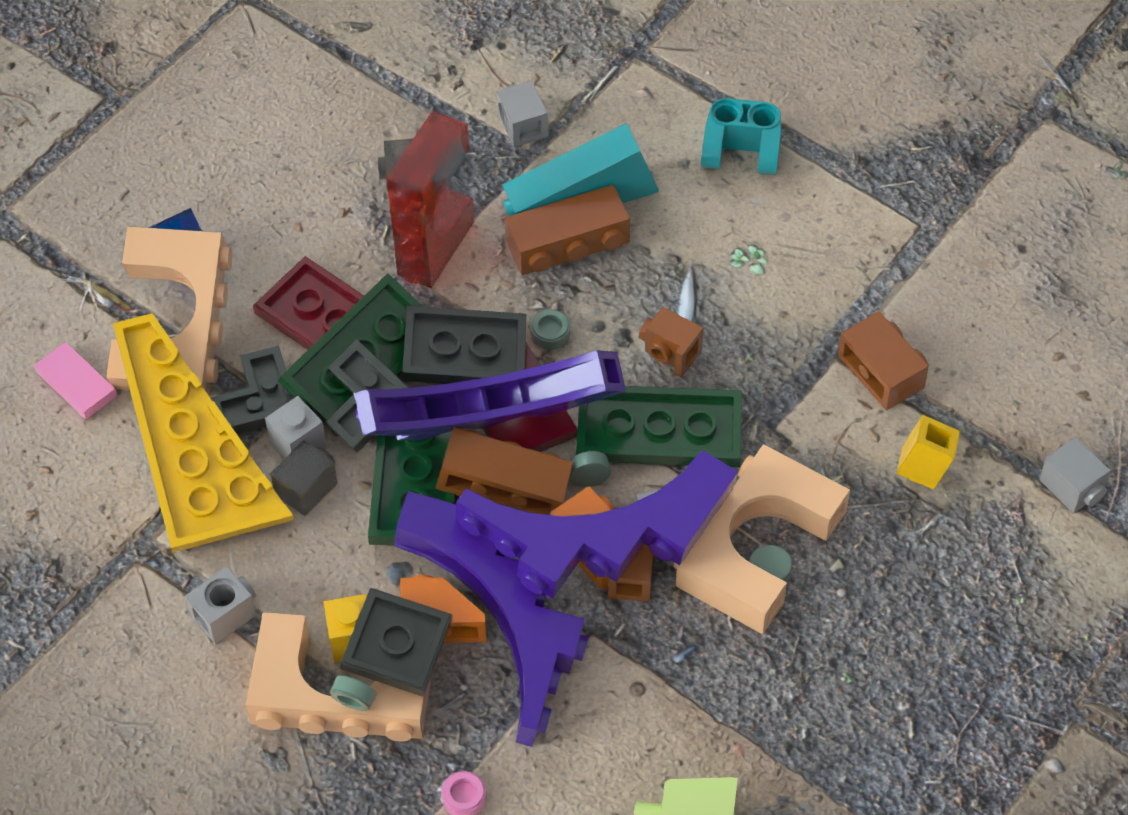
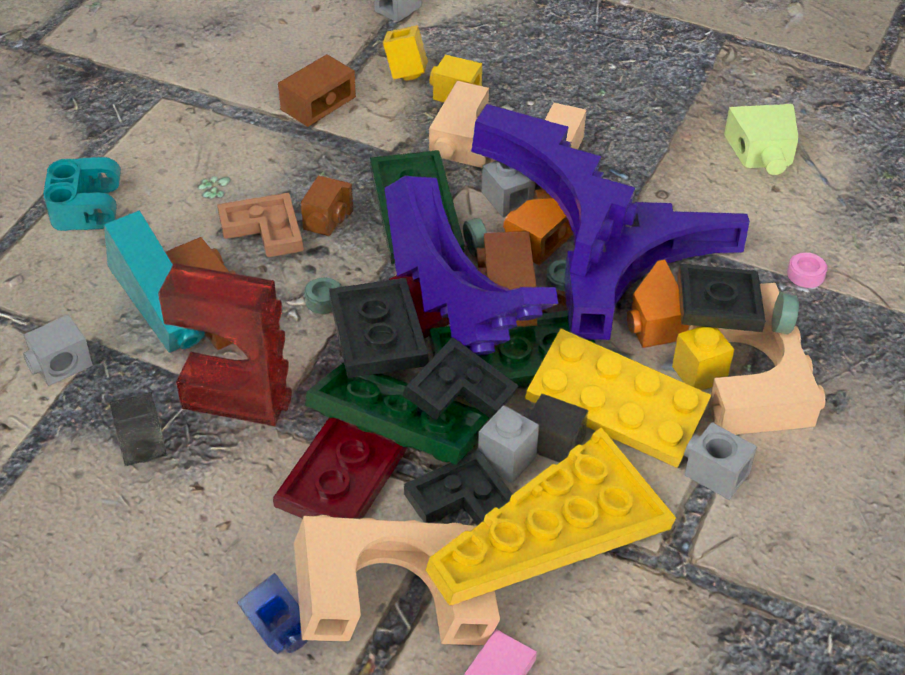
camera: 105 degrees left, 10 degrees down
(323, 537) = (621, 396): none -> yellow plate
(672, 289) = (267, 215): none -> nougat plate
(874, 505) = (450, 71): none -> yellow brick

